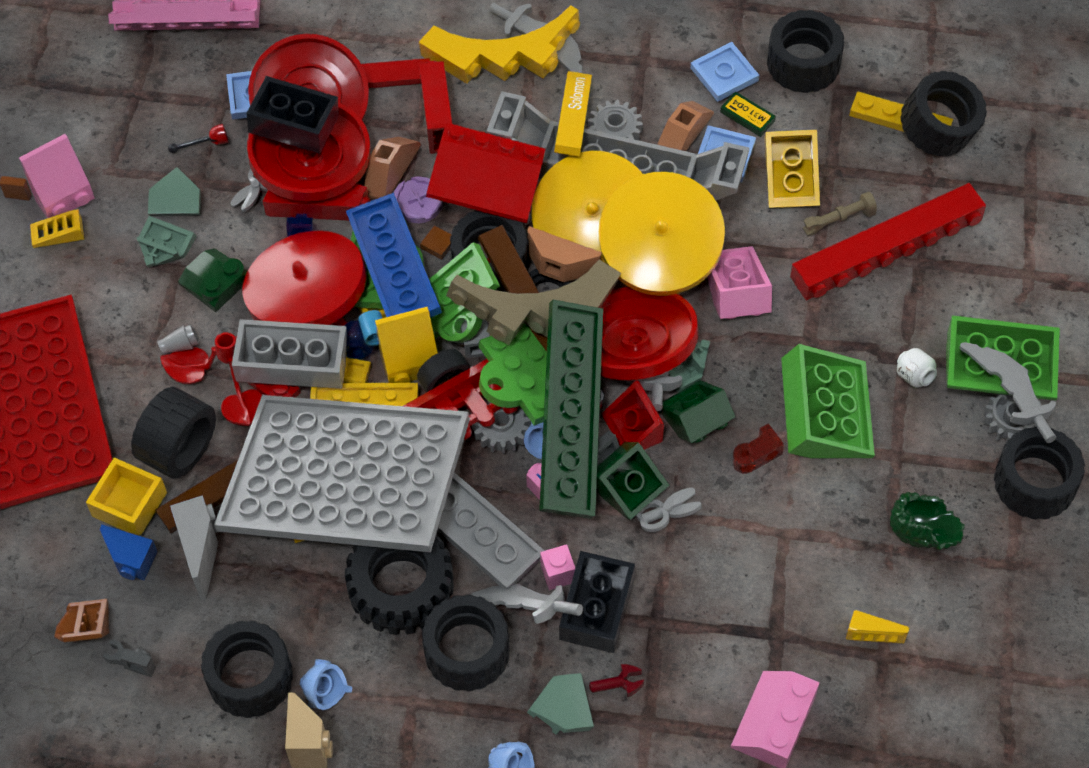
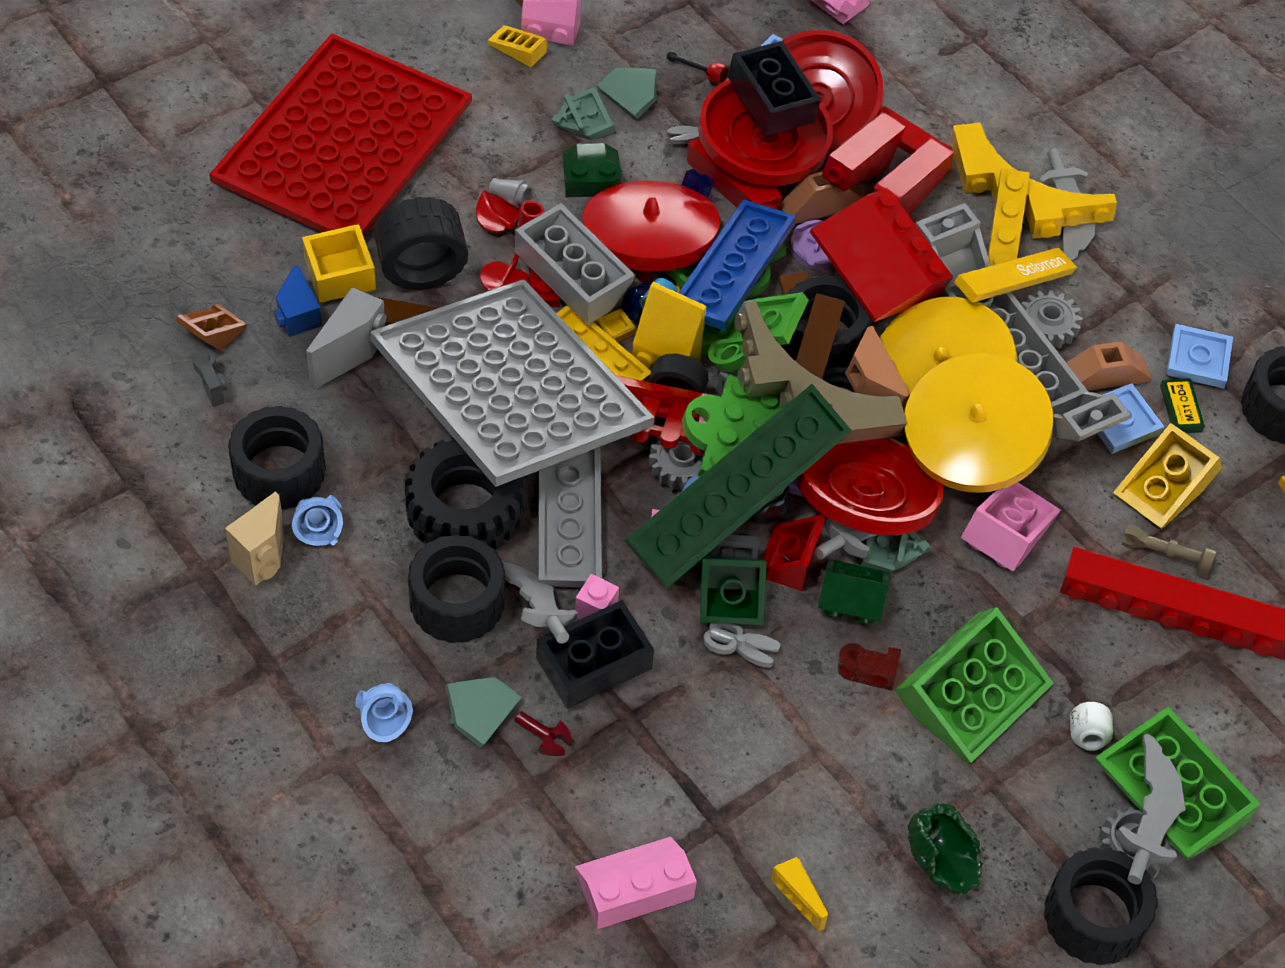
camera: 40 degrees right, 5 degrees down
(391, 110) = (865, 153): none -> slope
(522, 77) = (1008, 216): none -> yellow plate

